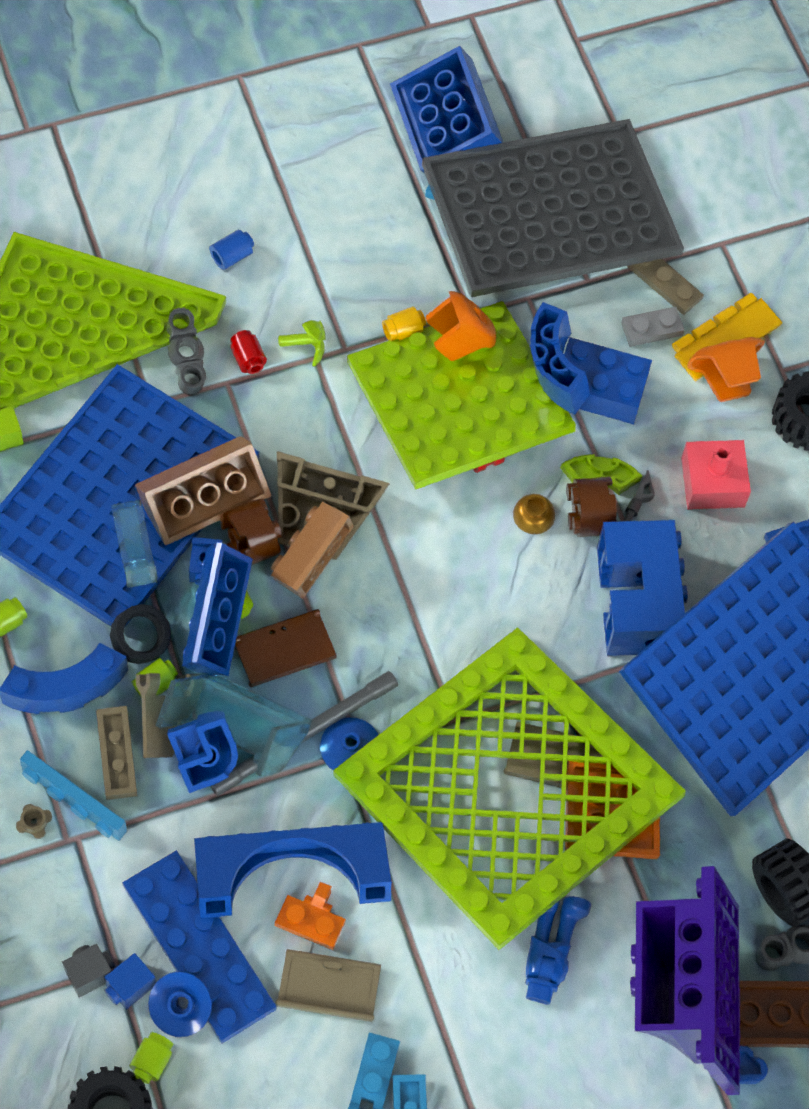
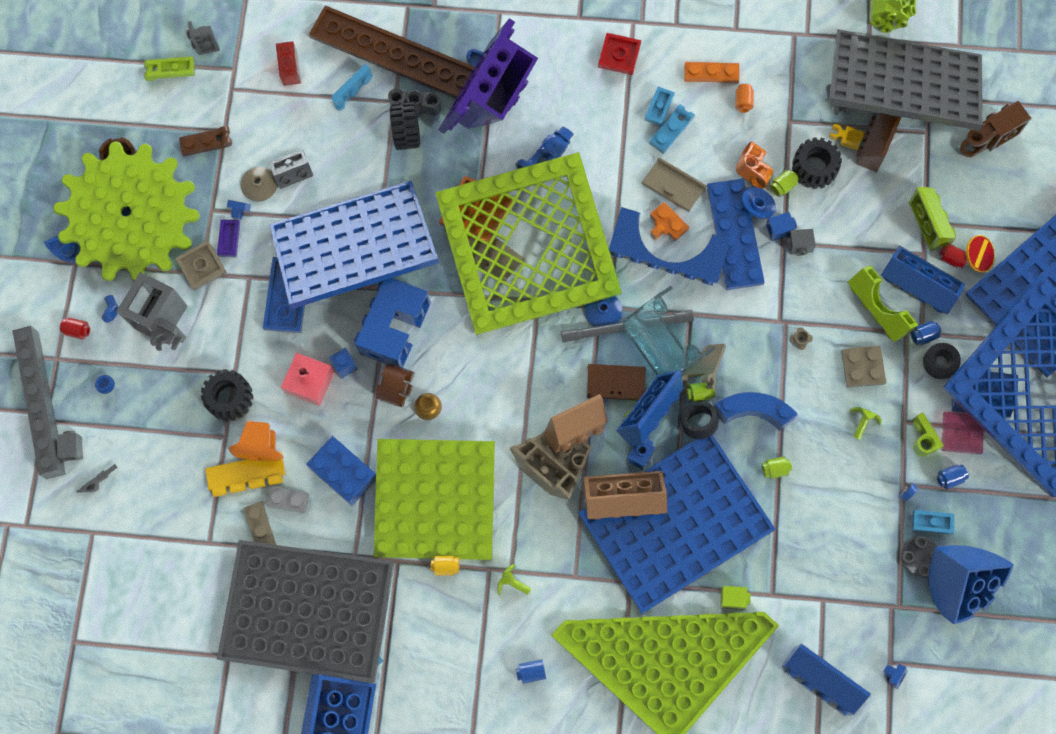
camera: 145 degrees left, 10 degrees up
(81, 803) = (779, 347): dark azure plate -> none
(116, 753) = (739, 357): dark tan plate -> none
(134, 543) = (683, 468): clear light blue arch -> none
(186, 337) = (595, 609): dark grey piece -> none
(204, 750) = (691, 329): blue brick -> none
(220, 1082) = (751, 166): none -> orange piece
(247, 352) = (554, 587): red brick -> none
(252, 531) = (607, 455): reddish brown brick -> none
(462, 325) = (411, 531): orange piece -> none
(556, 375) = (372, 483): blue brick -> none
(592, 466) = (374, 416): lime tile -> none
(639, 497) = (360, 388): dark grey hand -> none
(683, 510) = (343, 363): none -> blue brick

